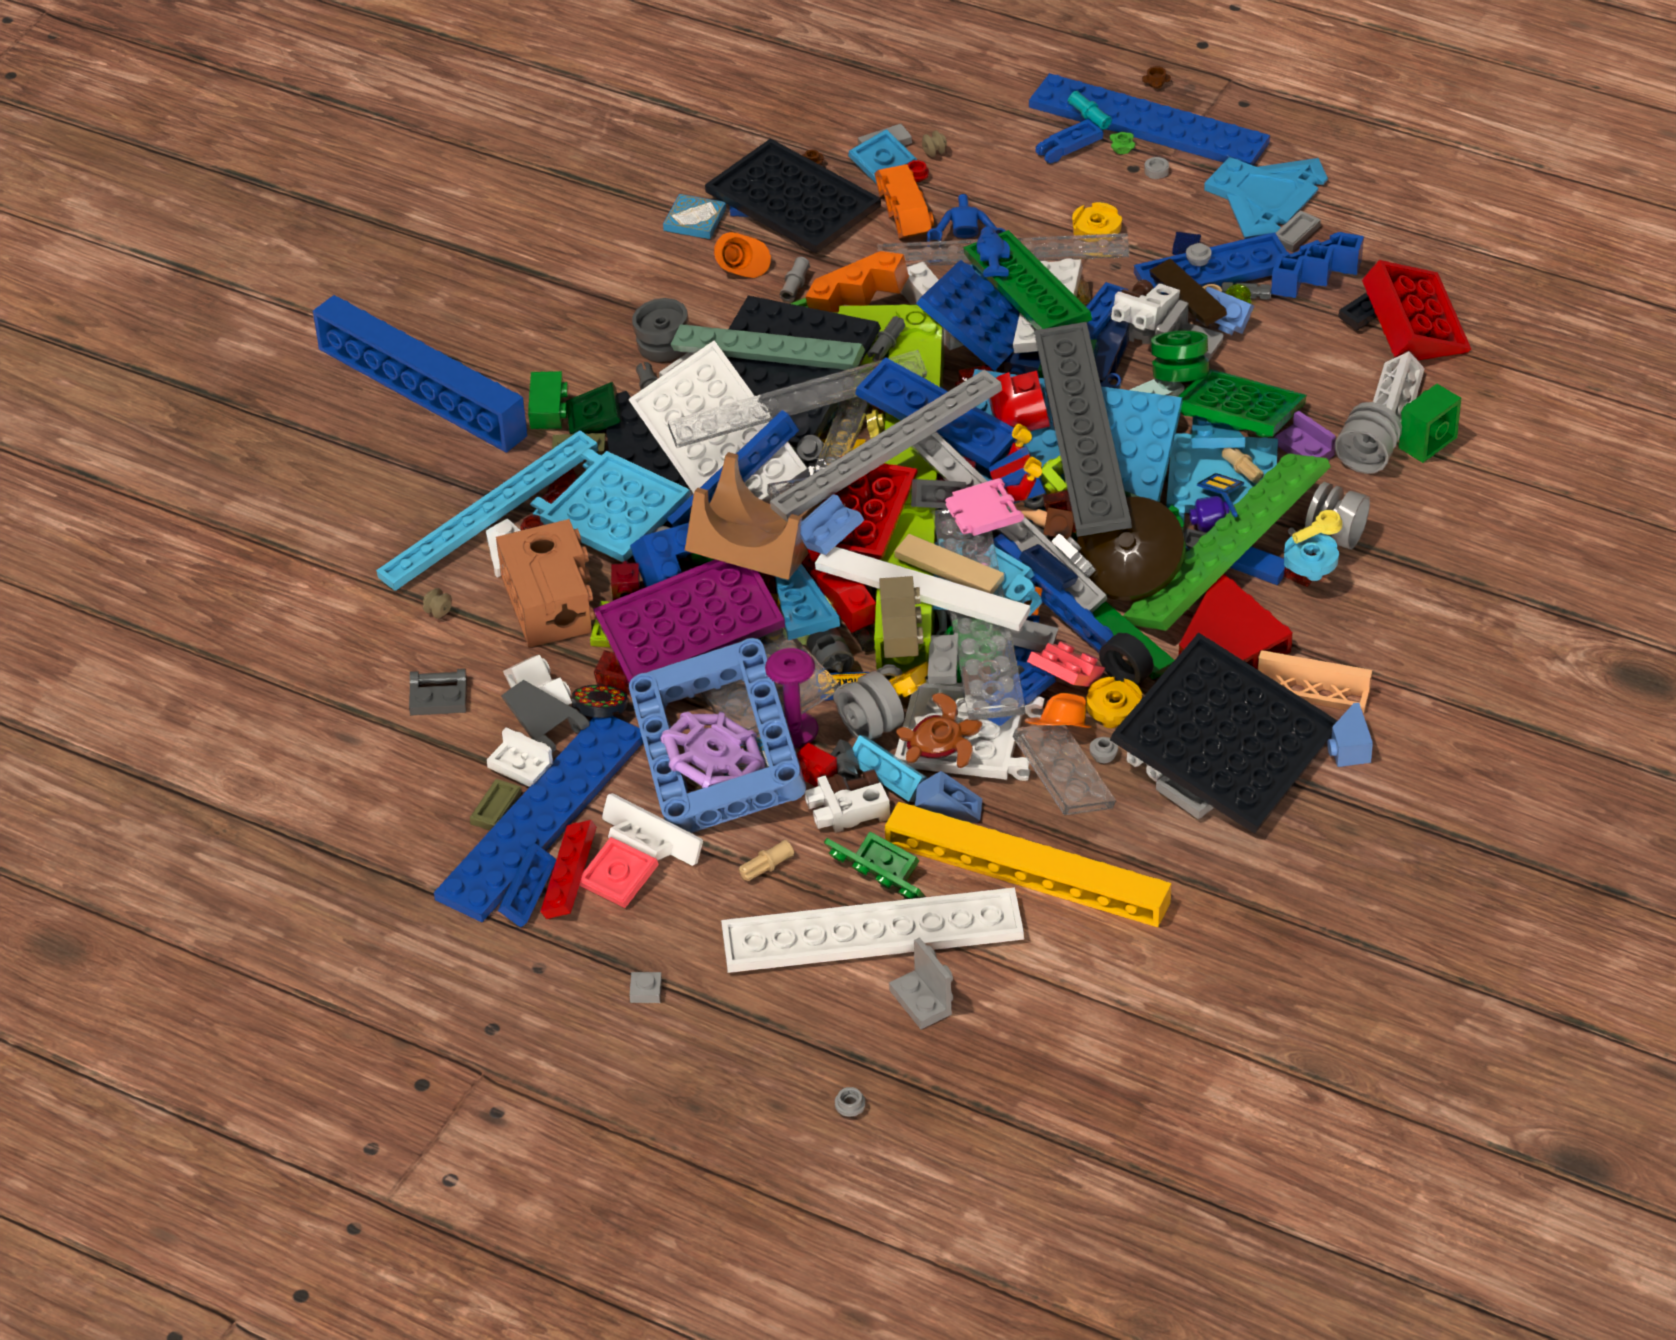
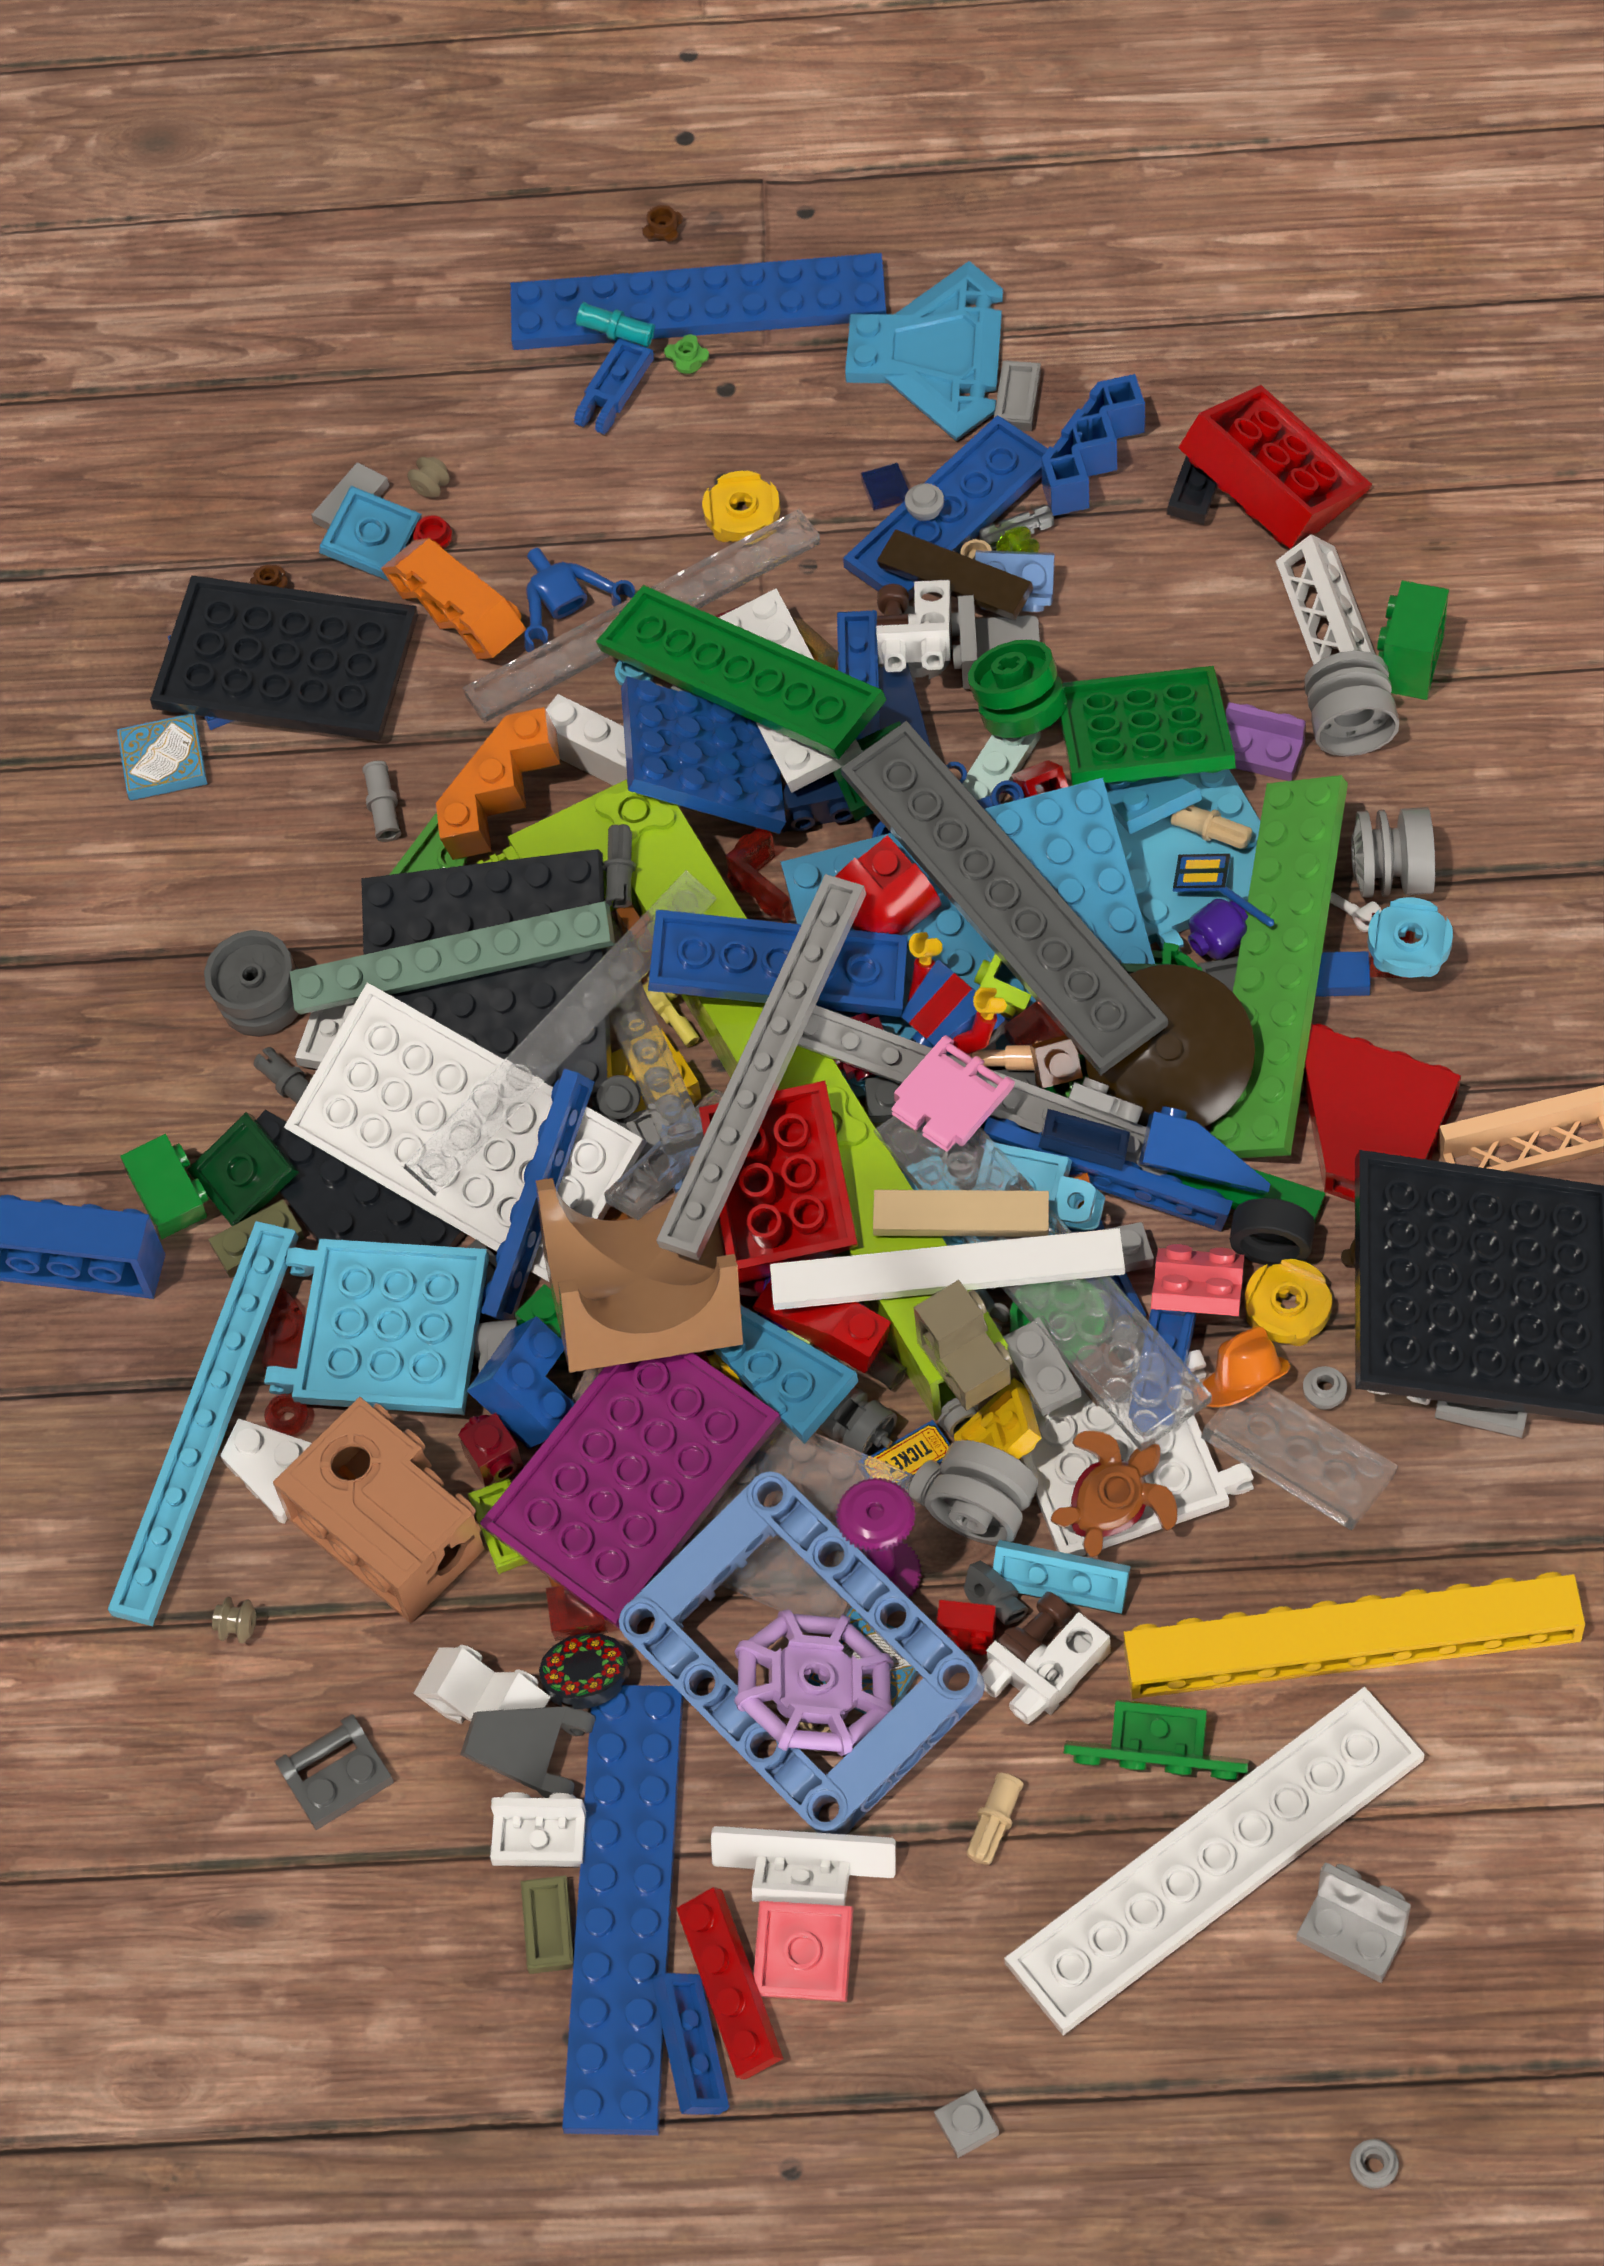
camera: 25 degrees left, 15 degrees up
(742, 255) = (283, 798): orange piece -> none
(829, 525) = (762, 1234): medium blue bracket -> none
(933, 492) = (868, 1102): dark grey plate -> none
(948, 797) = (1179, 1588): medium blue slope -> none
(991, 249) = (653, 635): blue animal -> none
(1102, 596) = (1191, 1151): none -> blue slope
(1156, 168) = (759, 375): light grey tile -> none
(1326, 522) = (1406, 881): light yellow plate -> none

